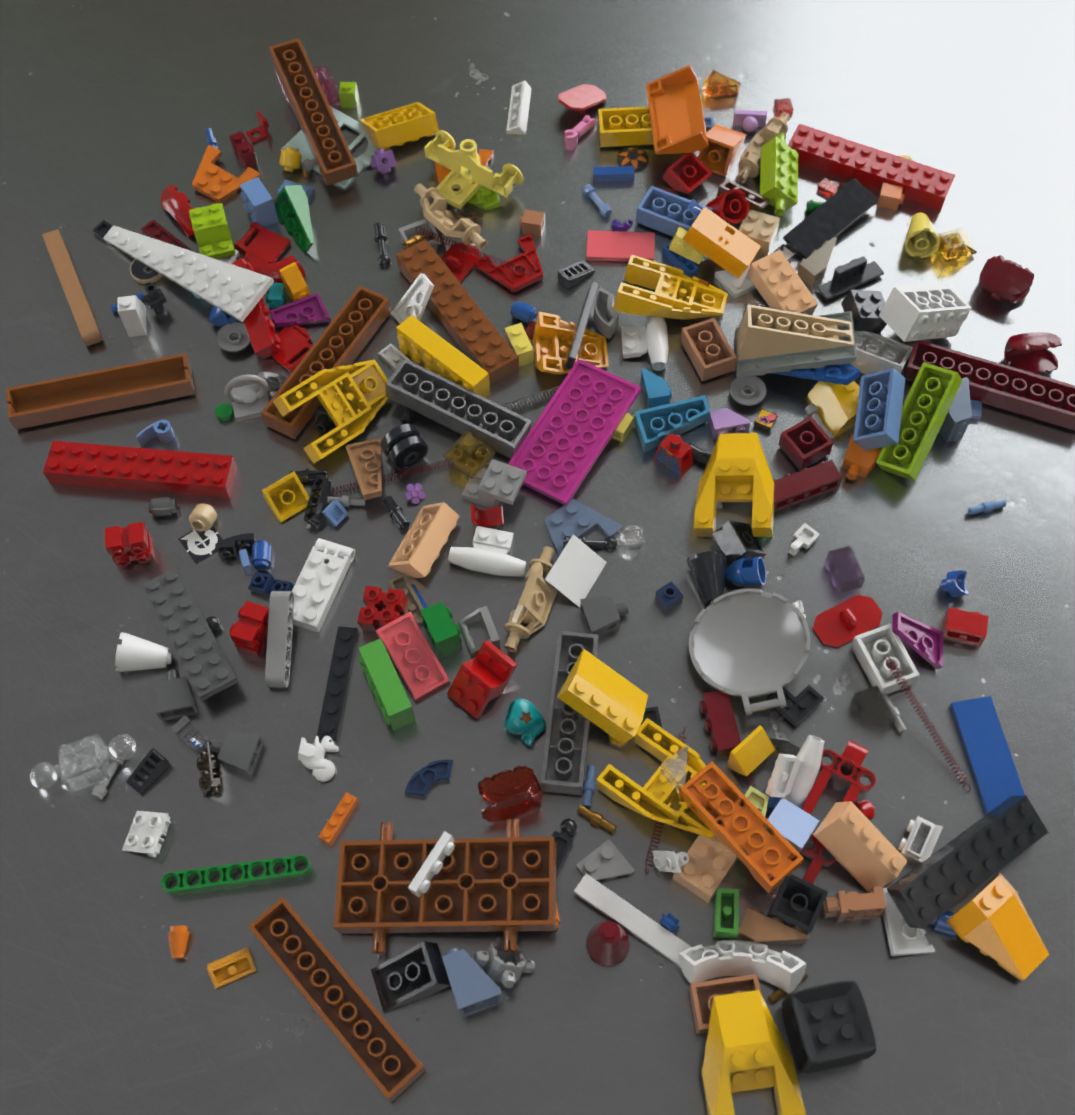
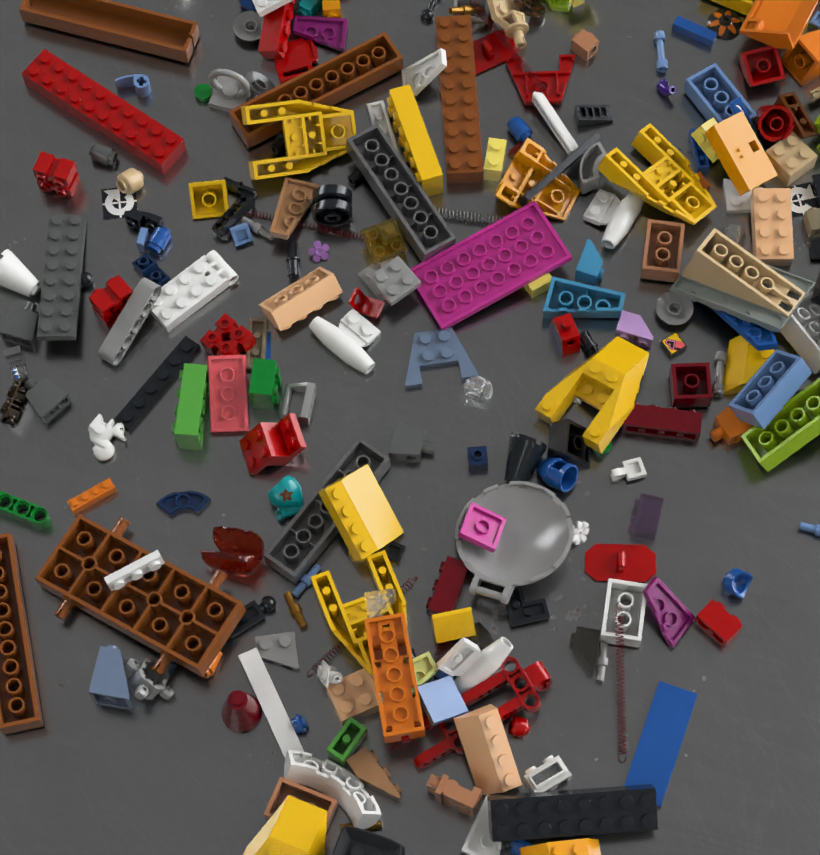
camera: 30 degrees right, 5 degrees up
(410, 976) = (72, 648): black slope -> none
(534, 601) = (358, 400): tan plate -> none
(550, 294) = (554, 122): none -> white slope
(575, 570) = (411, 392): white sticker -> none
(608, 543) = (430, 370): black pin -> none
(619, 245) = (652, 107): coral tile -> none
(717, 651) = (482, 527): none -> dark pink plate
(798, 903) = (408, 766): black slope -> none

